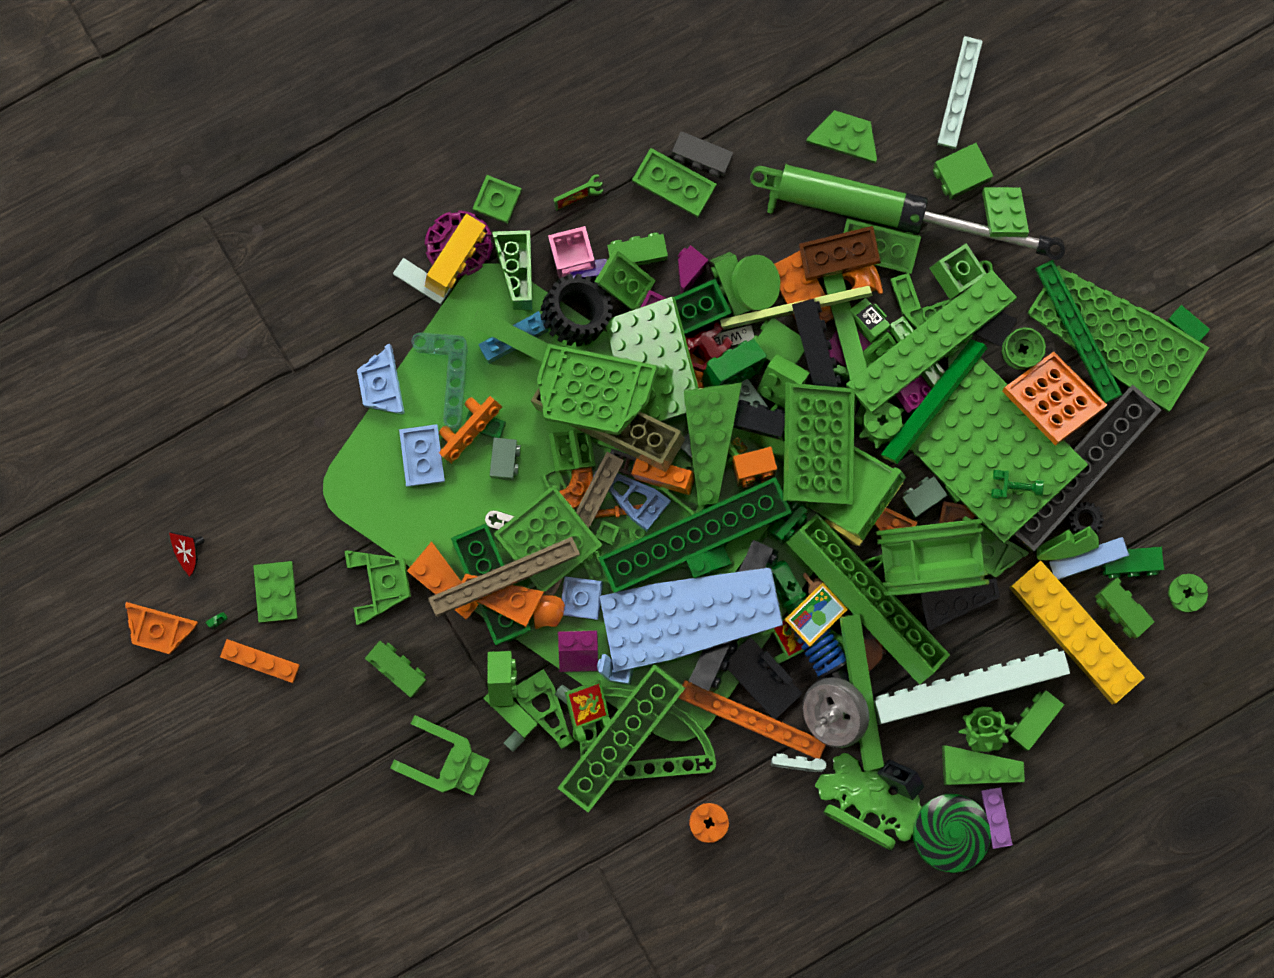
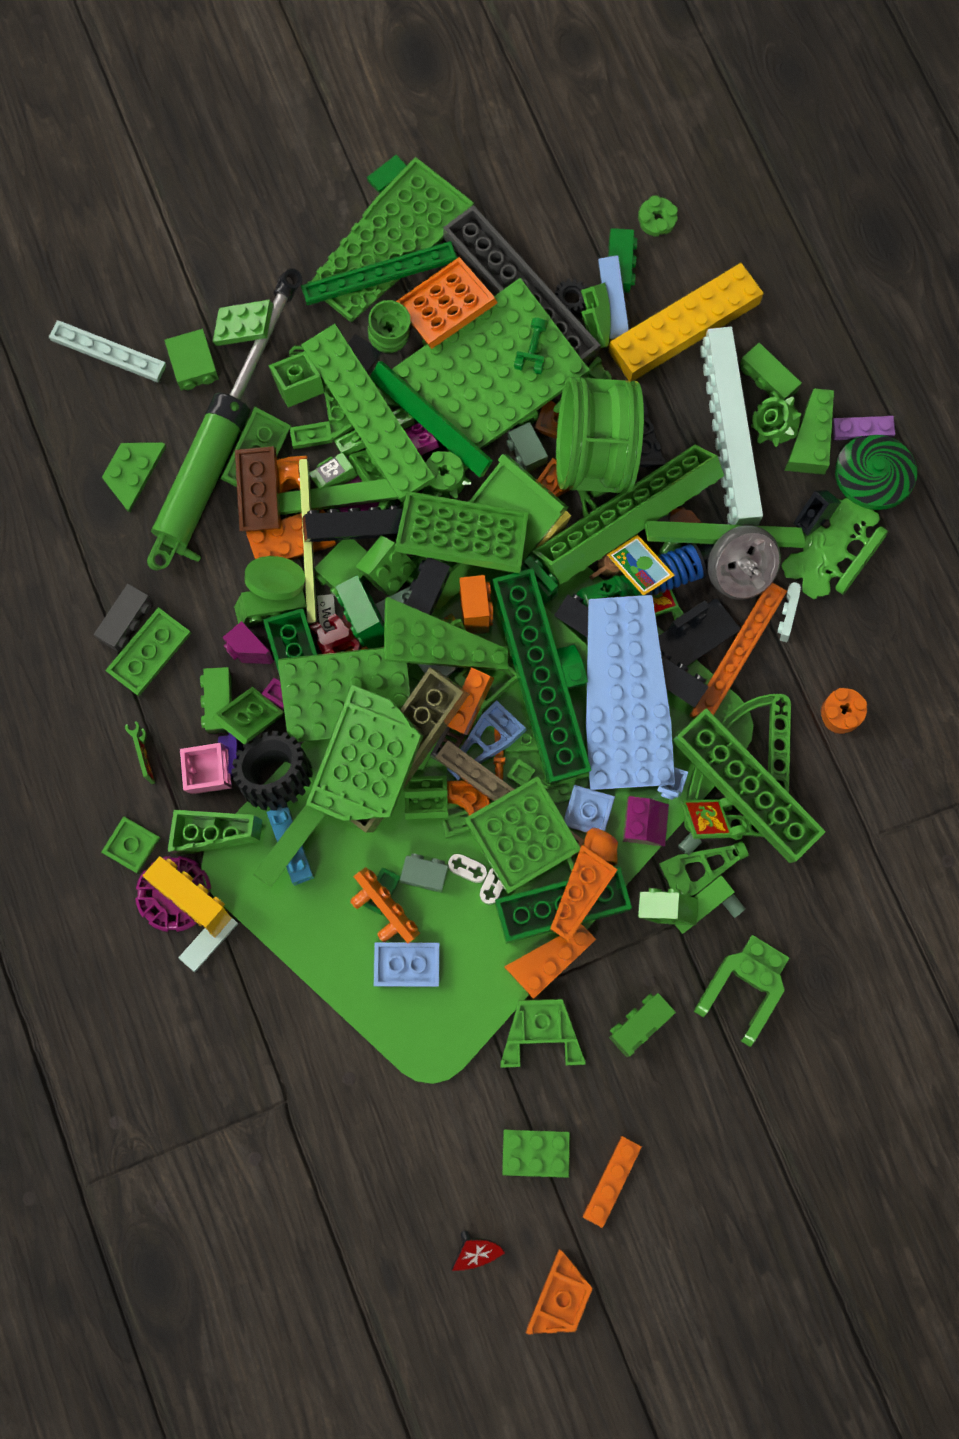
camera: 85 degrees left, 5 degrees down
(216, 620) = (560, 1226): green tile -> none
(380, 383) = (317, 1001): light blue wing -> none
(452, 373) = (318, 918): clear light blue beam -> none
(503, 576) = (561, 886): dark tan plate -> none
(510, 495) = (470, 864): none -> white beam
(1124, 609) = (666, 275): bright green wedge -> none

